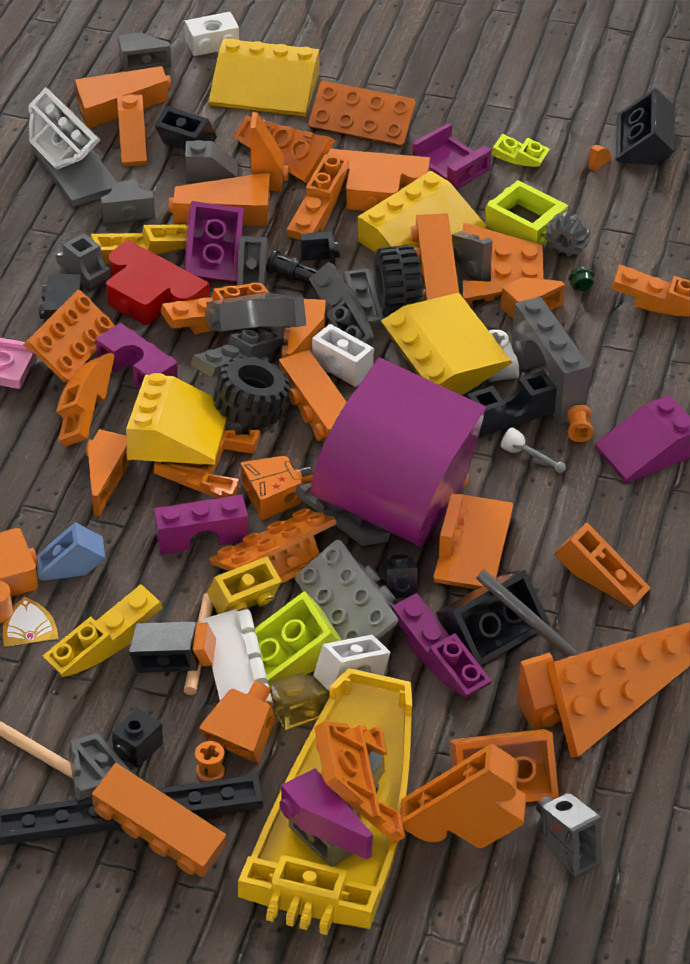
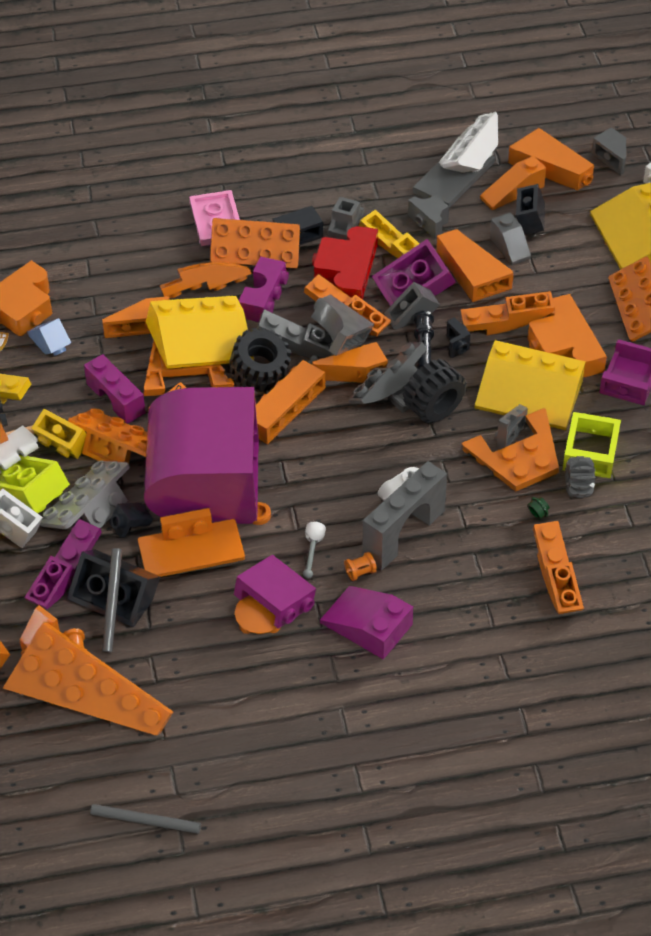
camera: 65 degrees right, 5 degrees up
(266, 154) = (525, 258): orange slope -> none
(300, 148) = (561, 268): orange wing -> none
(342, 354) = (335, 394): white brick -> none
(435, 255) = (478, 409): orange brick -> none
(446, 343) = (383, 448): yellow slope -> none
(527, 288) = (488, 484): orange slope -> none
(532, 399) = (331, 505): black arch -> none
(578, 487) = (276, 589): none -> magenta panel
(597, 512) = (254, 617): none -> orange dish
(601, 566) = (202, 634): orange slope -> none

